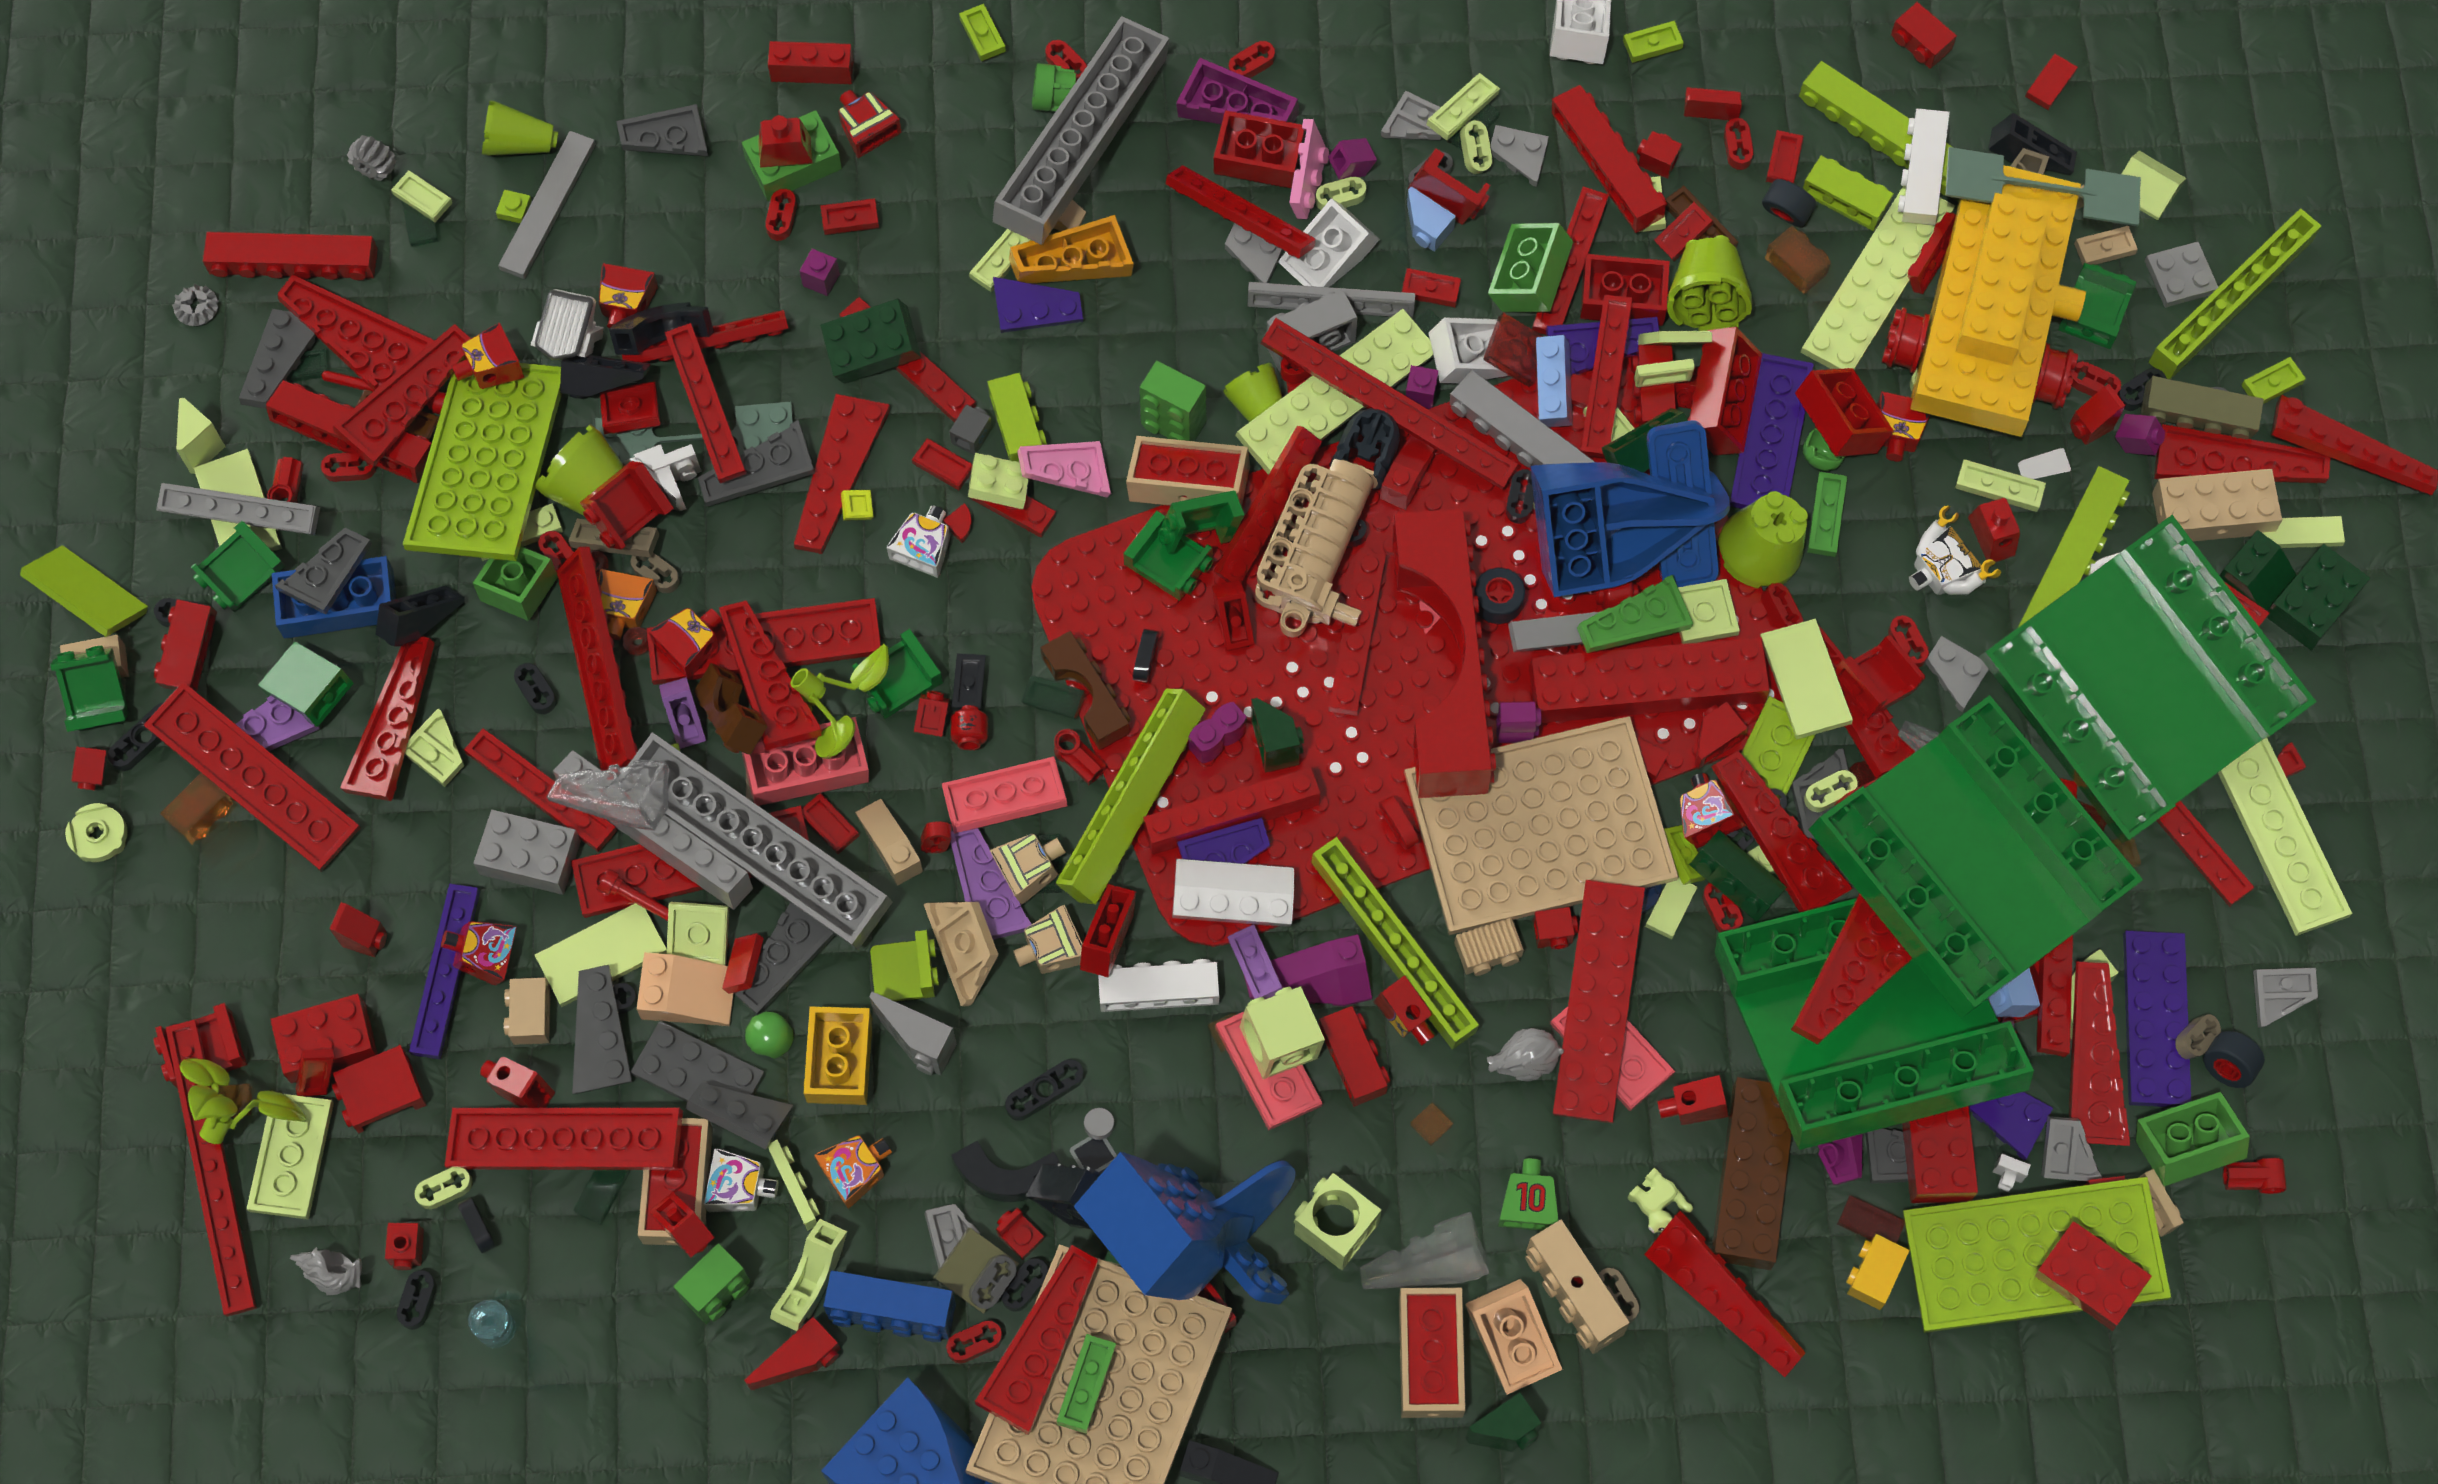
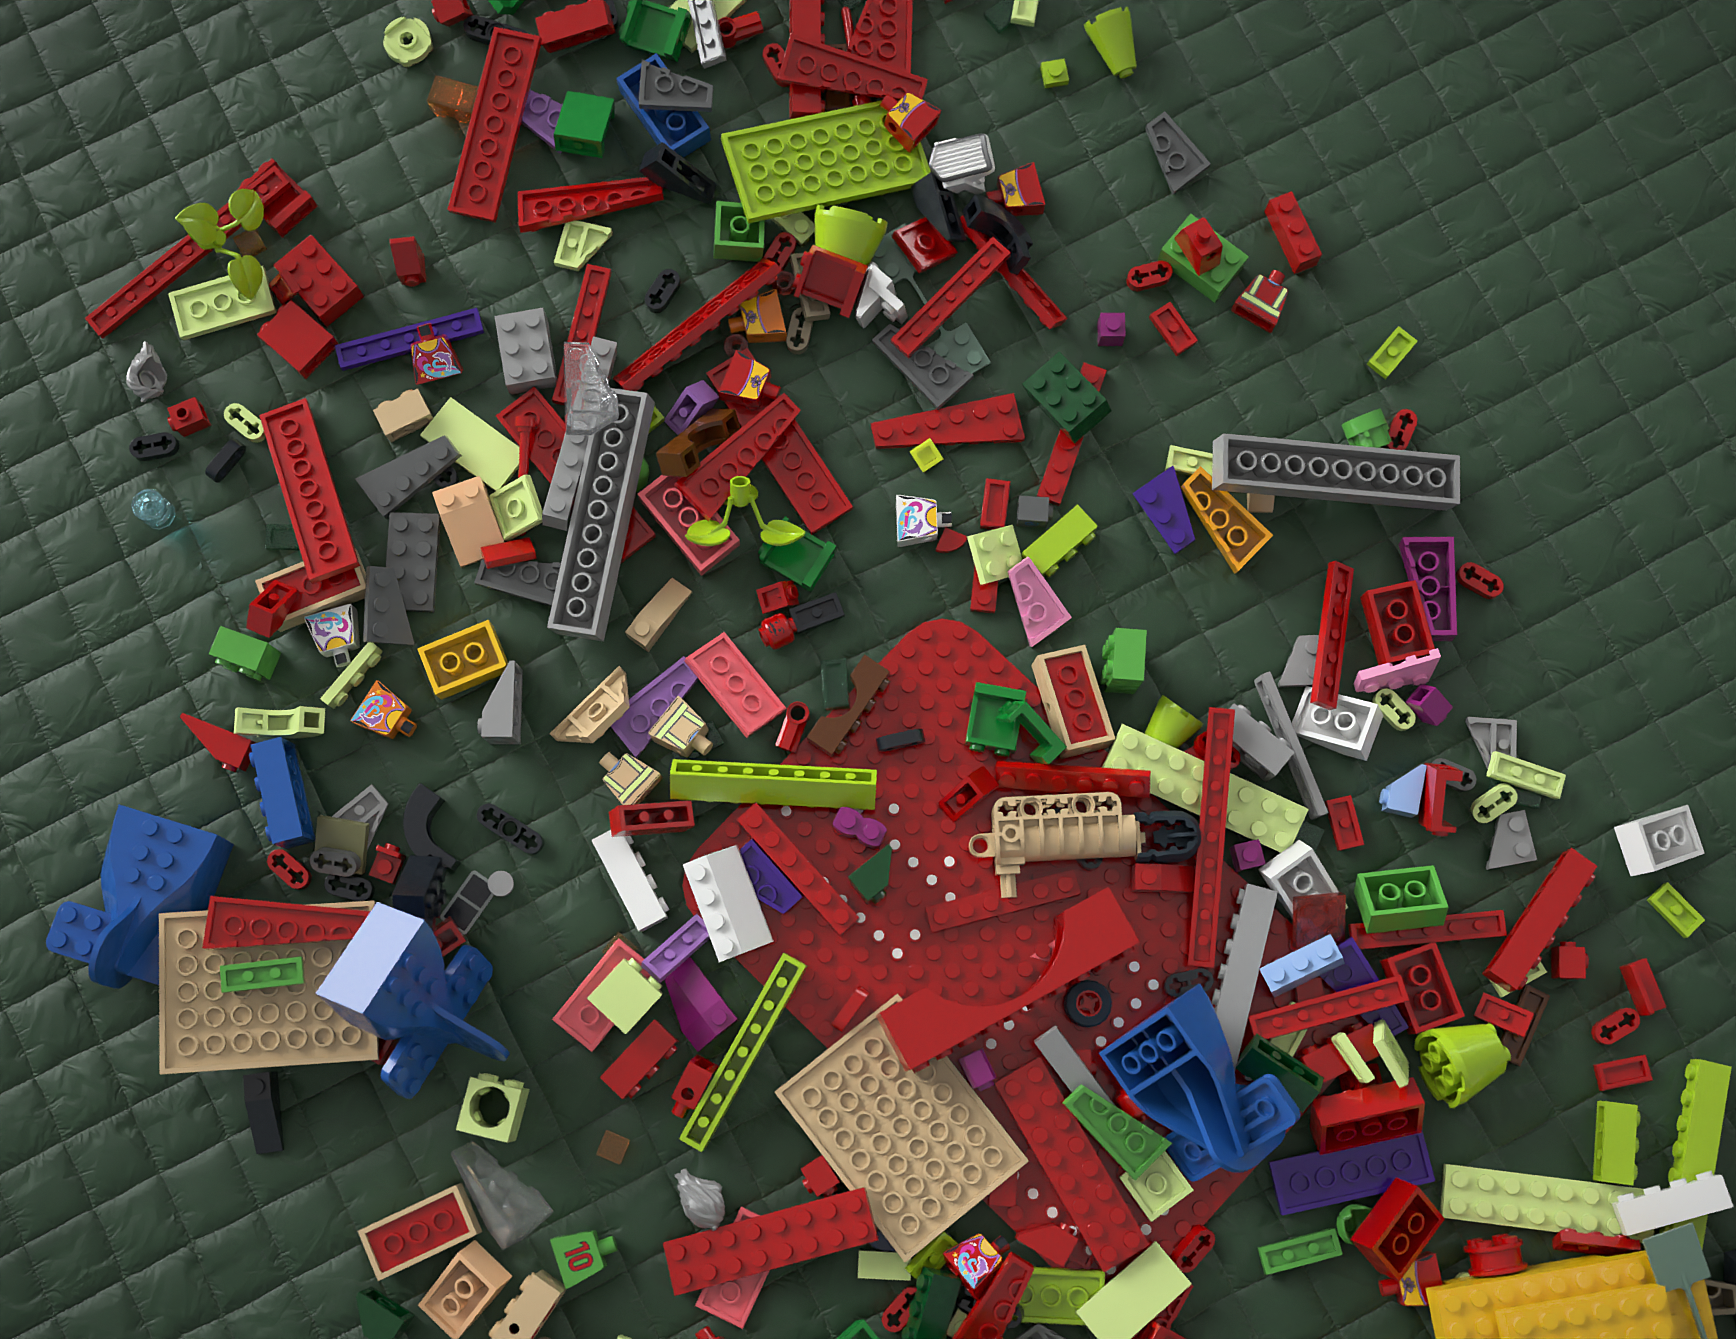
camera: 65 degrees right, 10 degrees up
(517, 1083) = (340, 436): red torso -> none
(547, 205) = (1069, 96): light grey tile -> none
(769, 1034) = (464, 600): bright green hair -> none
(829, 823) = (653, 562): red tile -> none
(905, 969) = (558, 676): lime bracket -> none
(936, 837) = (672, 649): red beam -> none
(1489, 946) = (779, 1129): tan brick -> none
(1764, 540) = (1231, 1207): lime cone -> none
(1789, 202) = (1578, 1095): black wheel -> none
(1798, 259) = (1529, 1126): clear orange brick -> none

